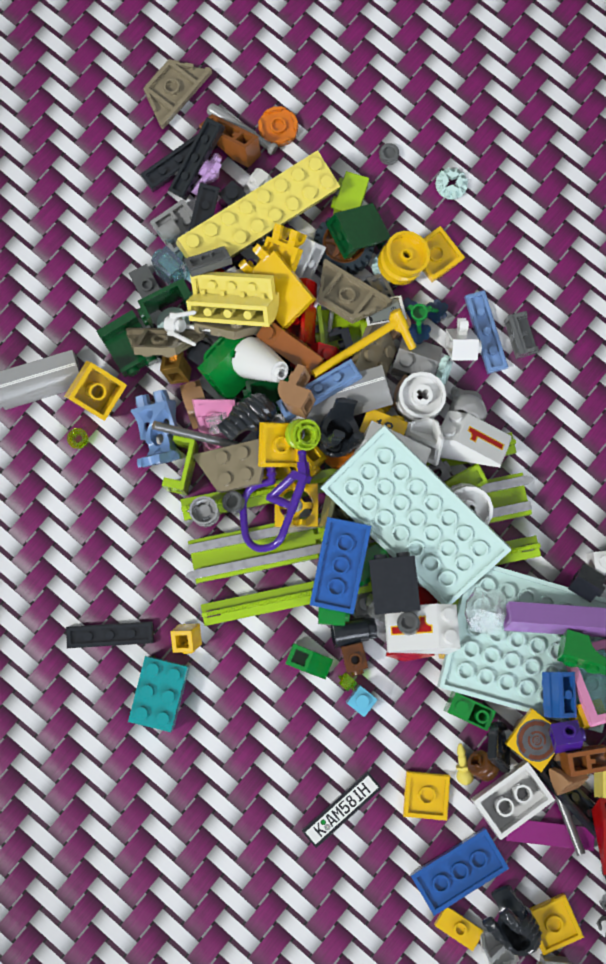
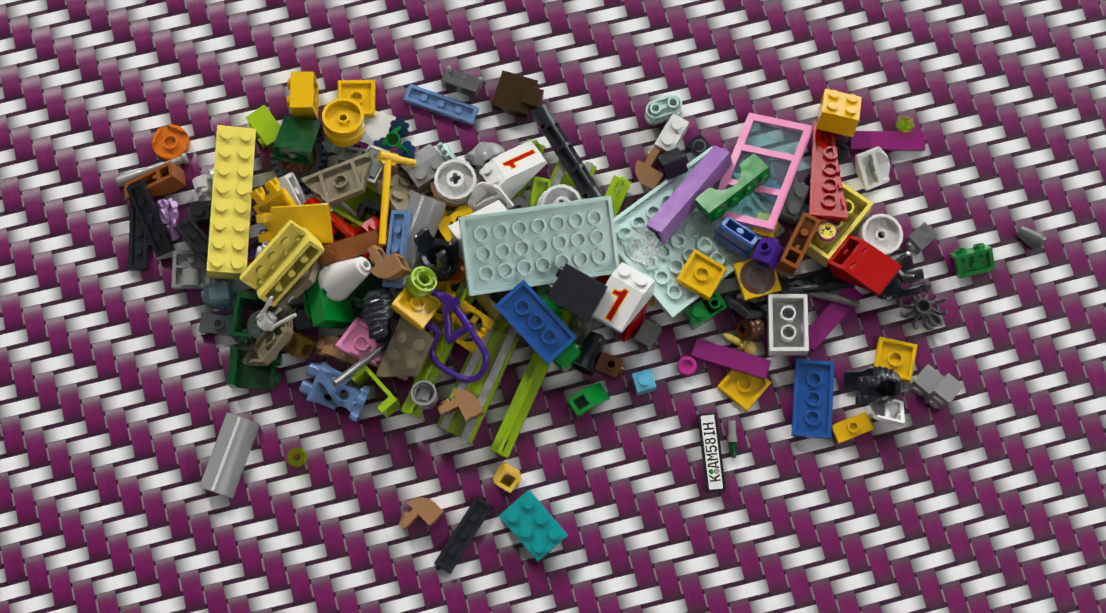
camera: 50 degrees left, 5 degrees down
(95, 390) = (271, 415): yellow brick -> none
(107, 581) = (423, 508): none -> medium nougat brick
(173, 88) = (80, 198): dark tan wing -> none
(208, 261) = (241, 260): dark grey plate -> none
(214, 420) = (363, 340): clear wheel -> none
(224, 554) = (465, 402): none -> medium nougat brick
(233, 502) = (432, 370): dark grey tile -> none
(347, 682) = (623, 383): clear neon green plate -> none
(368, 820) = (732, 438): none -> light grey piece
(389, 154) = (255, 78): dark grey tile -> none
(403, 205) = (303, 95): none -> yellow brick
(406, 729) = (686, 366): none -> dark pink tile
(408, 623) = (611, 303): dark grey tile -> none
(409, 673) = (648, 334): none -> dark grey brick
(423, 291) = (377, 127): none -> white sticker
(441, 767) = (731, 359): none -> magenta tile
(451, 191) = (319, 53): light aqua gear -> none
(462, 342) = (436, 126): white brick -> none
(499, 685) = (701, 274): none -> yellow tile
(522, 478) = (565, 152): none -> black piece
(546, 393) = (517, 95): none -> dark brown piece
(559, 564) = (645, 171): none -> medium nougat brick
(564, 783) = (801, 278): medium nougat tile -> none

